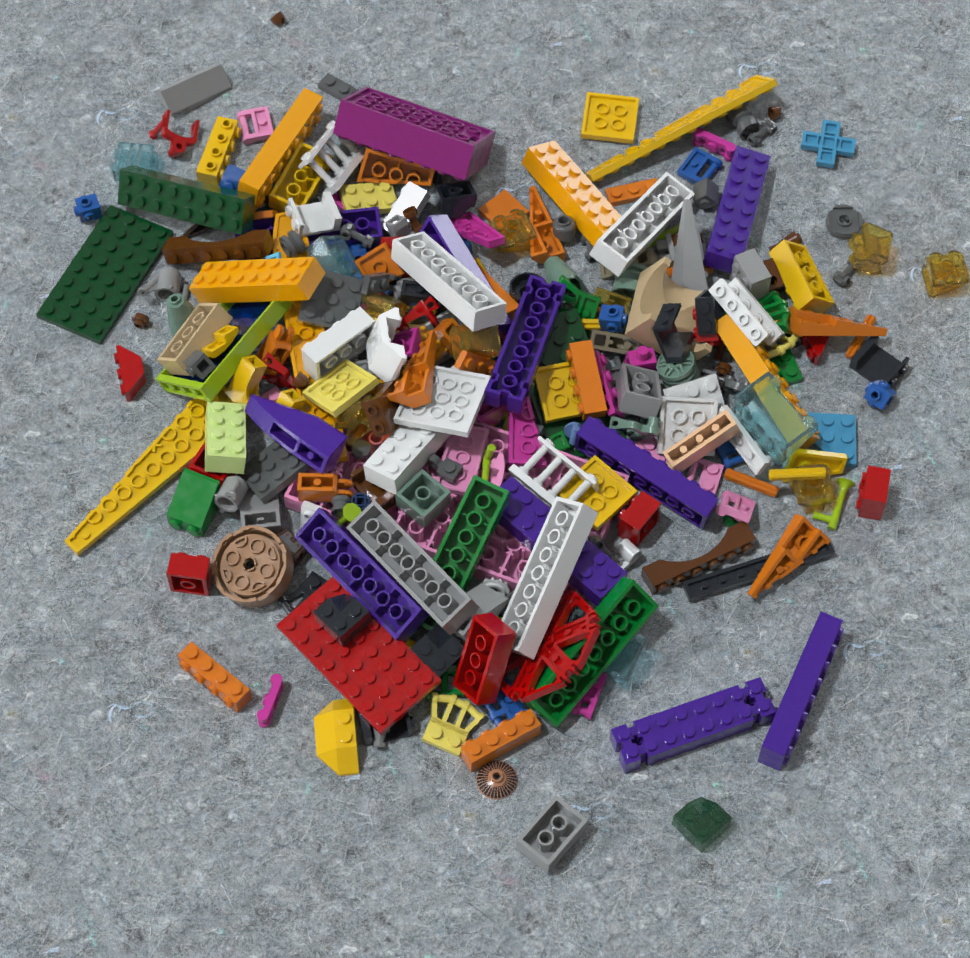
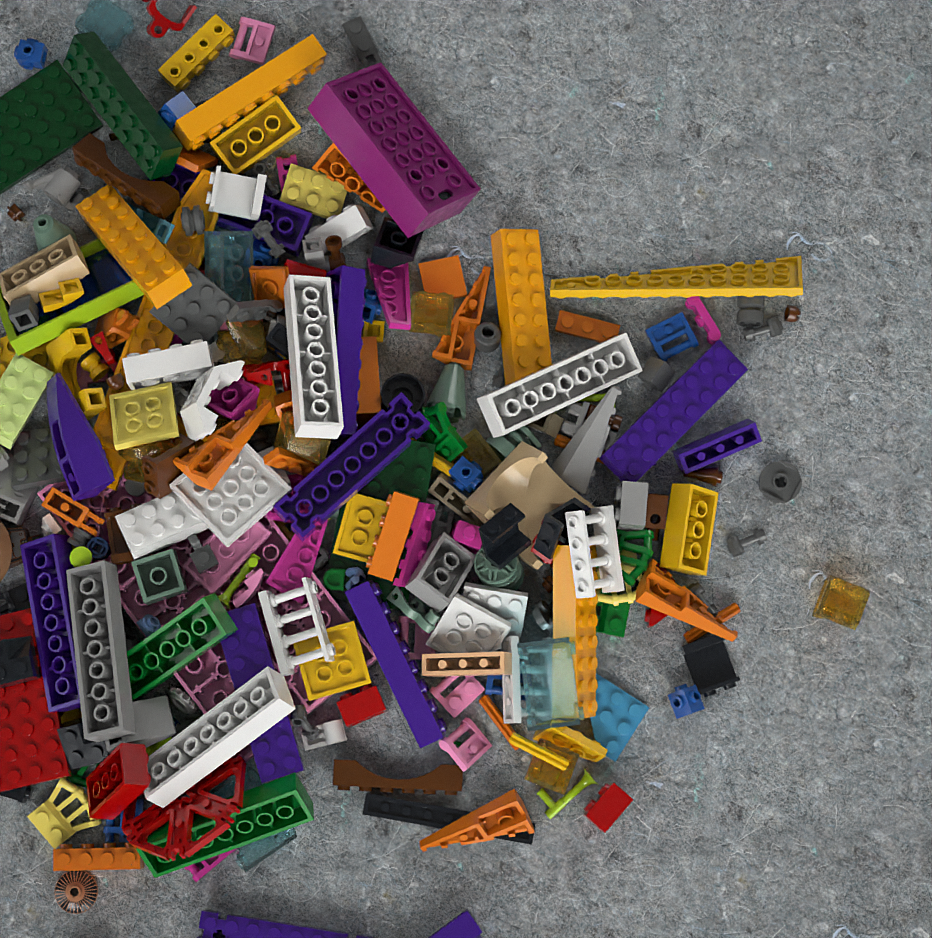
camera: 30 degrees right, 20 degrees up
(271, 388) = (94, 367): none -> yellow wheel
(341, 173) = (299, 152): white fence -> none
(433, 540) = (149, 624): none -> medium blue plate
(609, 117) = (616, 227): yellow plate -> none
(782, 217) = (717, 446): none -> dark purple brick
(828, 144) = (823, 381): dark azure plate -> none
(870, 248) = (780, 535): clear yellow piece -> none

